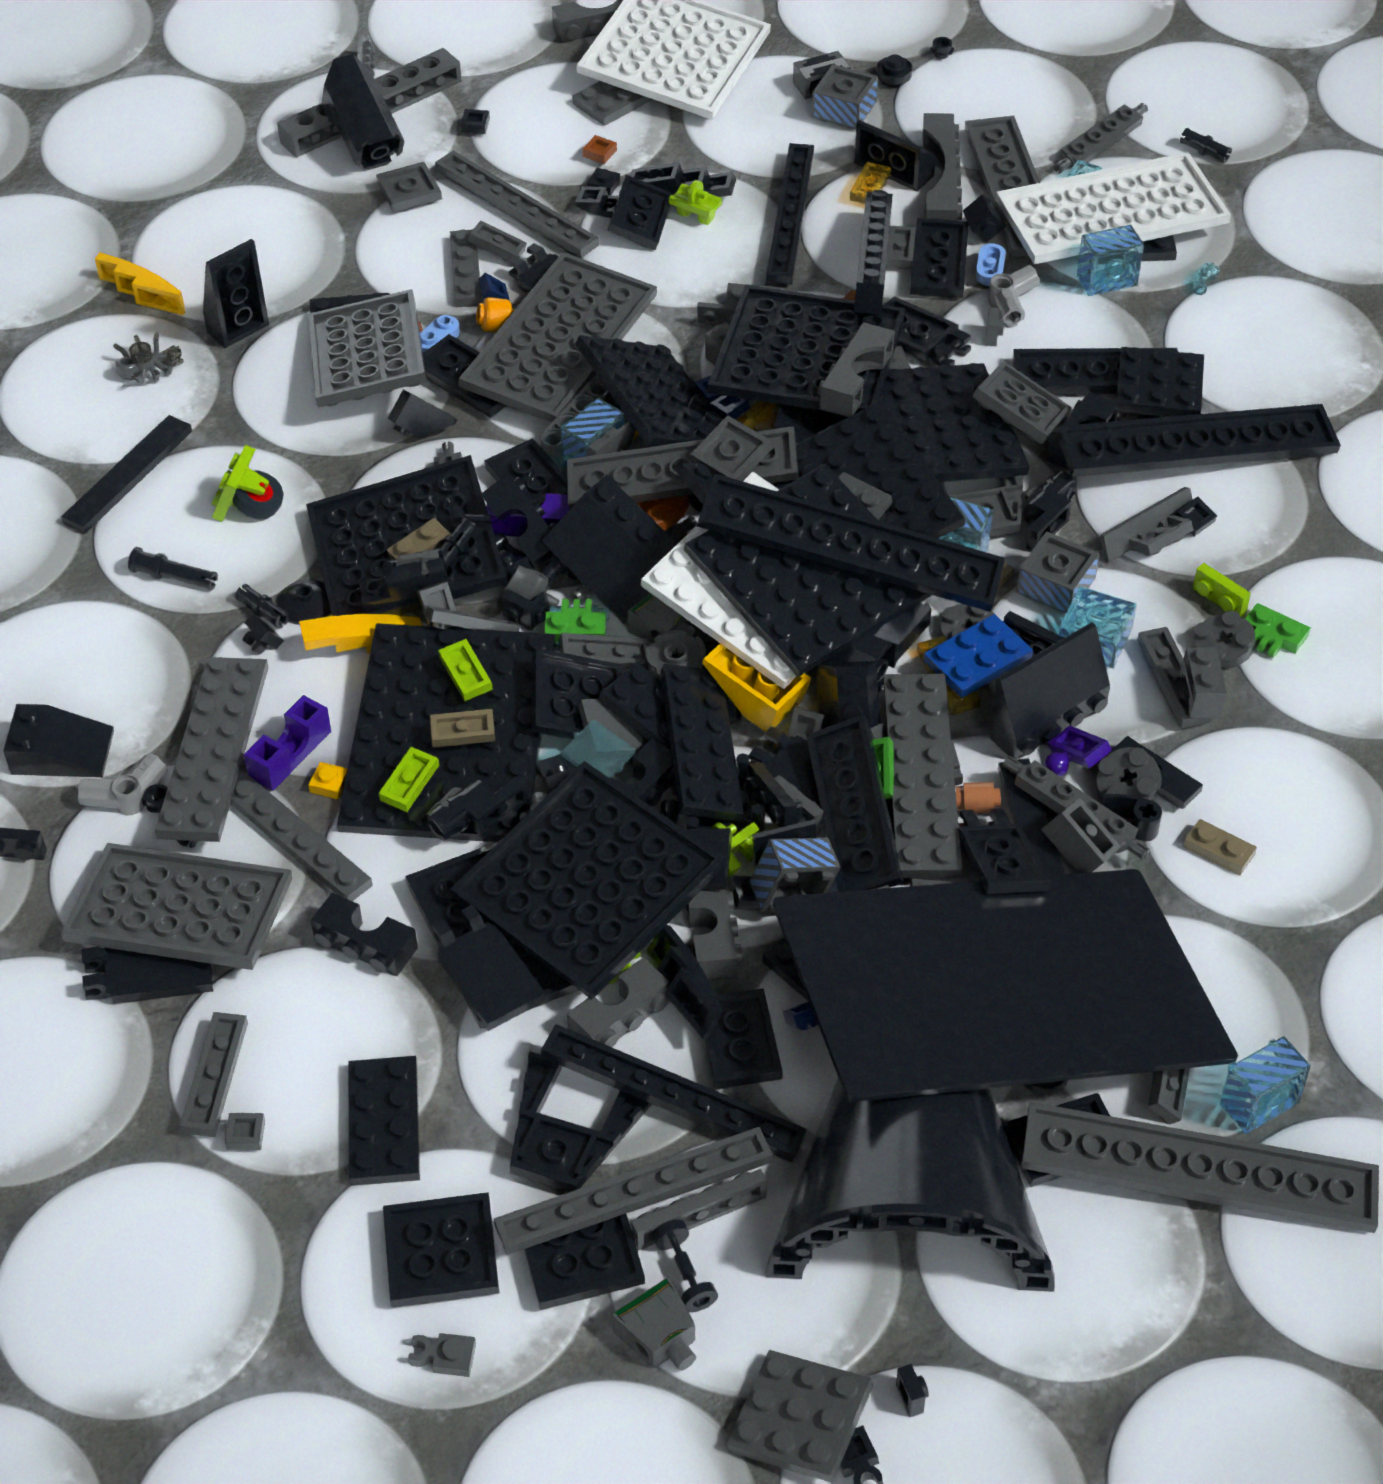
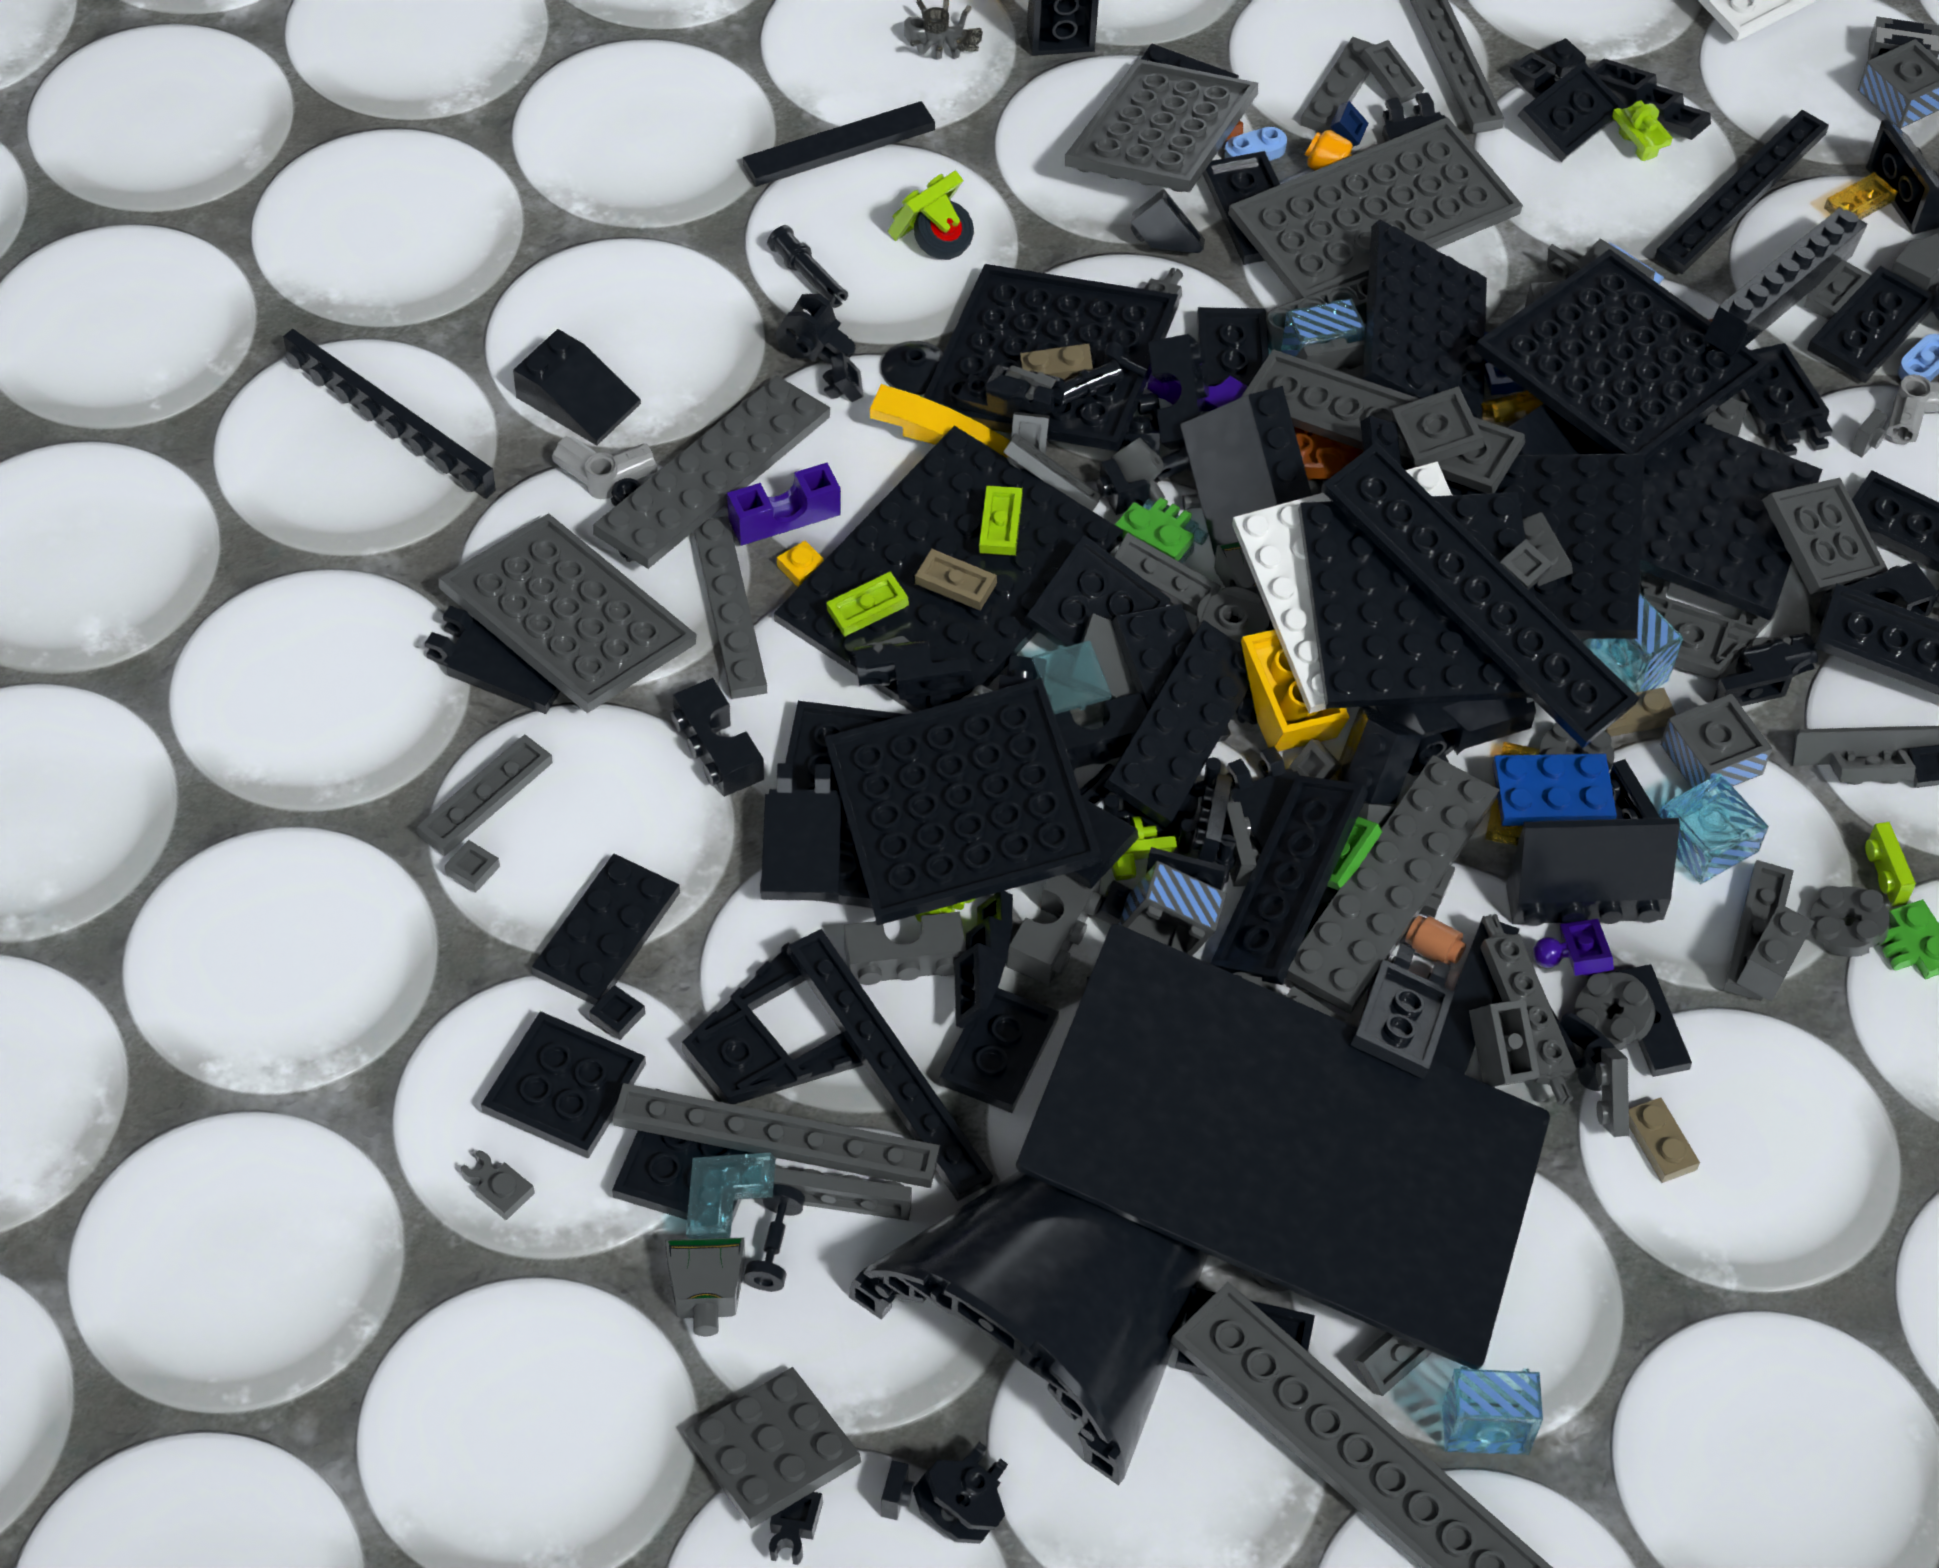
camera: 30 degrees right, 5 degrees up
(217, 611) = (816, 333): none -> black hinge
(262, 606) = (867, 349): black pin -> none
(440, 1174) = (617, 1012): none -> black plate
(599, 149) = (1584, 18): dark orange plate -> none
(621, 1248) = (720, 1181): none -> clear light blue plate
(867, 350) = (1679, 389): dark grey arch -> none
(870, 505) = (1527, 564): none -> dark grey plate
(963, 1360) = (964, 1493): none -> black hinge
(1175, 829) = (1613, 1077): none -> dark grey plate

